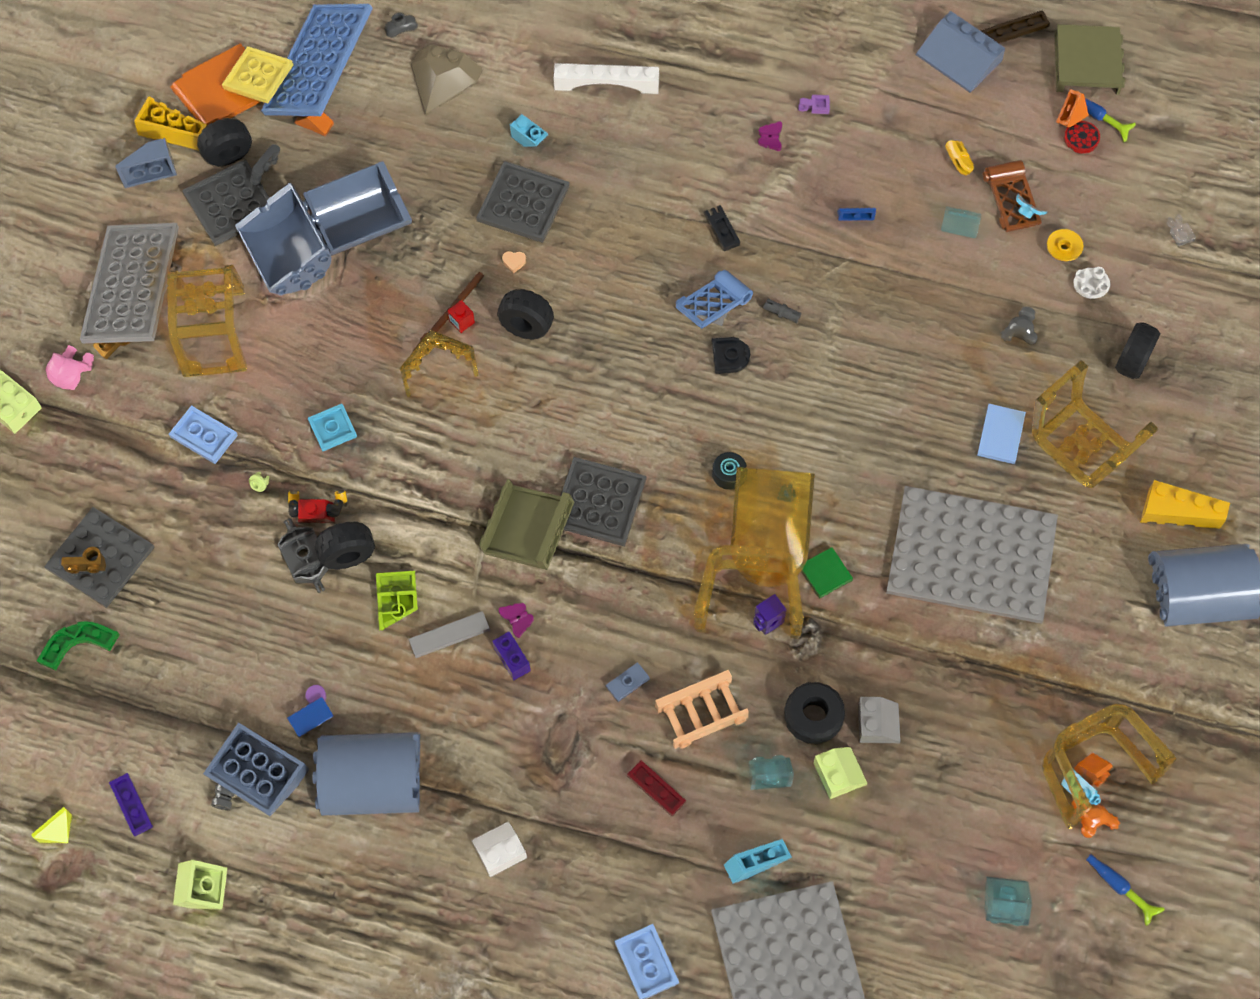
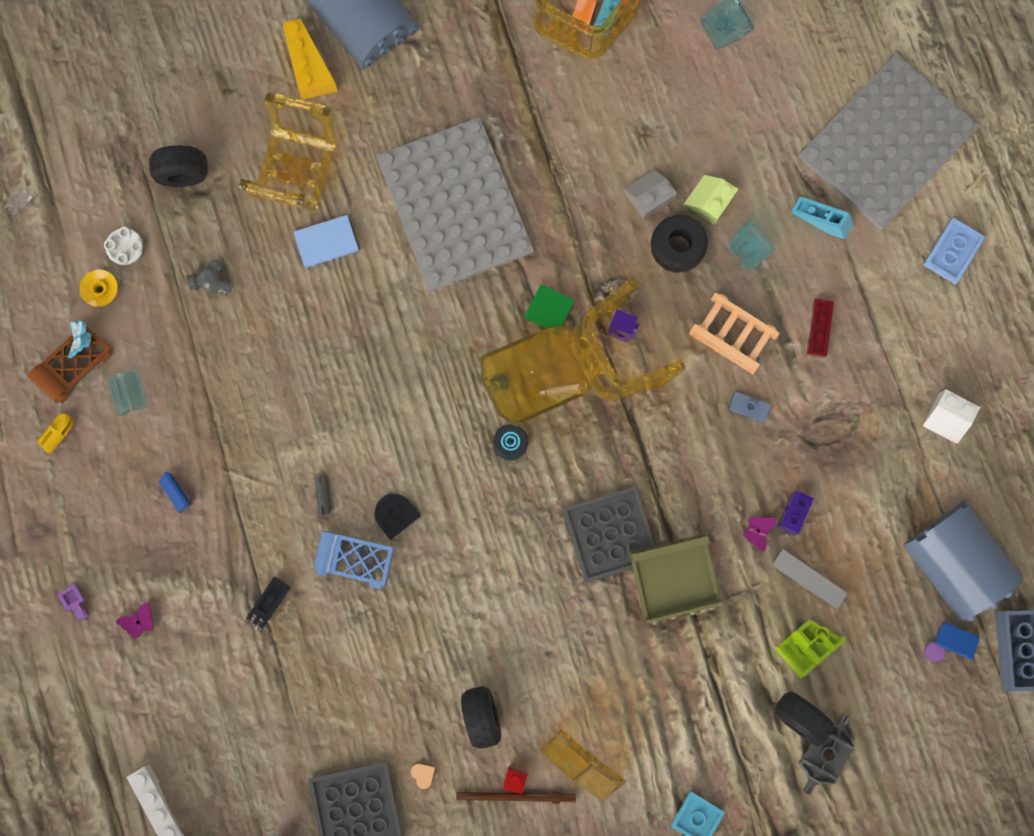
camera: 130 degrees left, 15 degrees up
(315, 509) = (787, 772): torso -> none

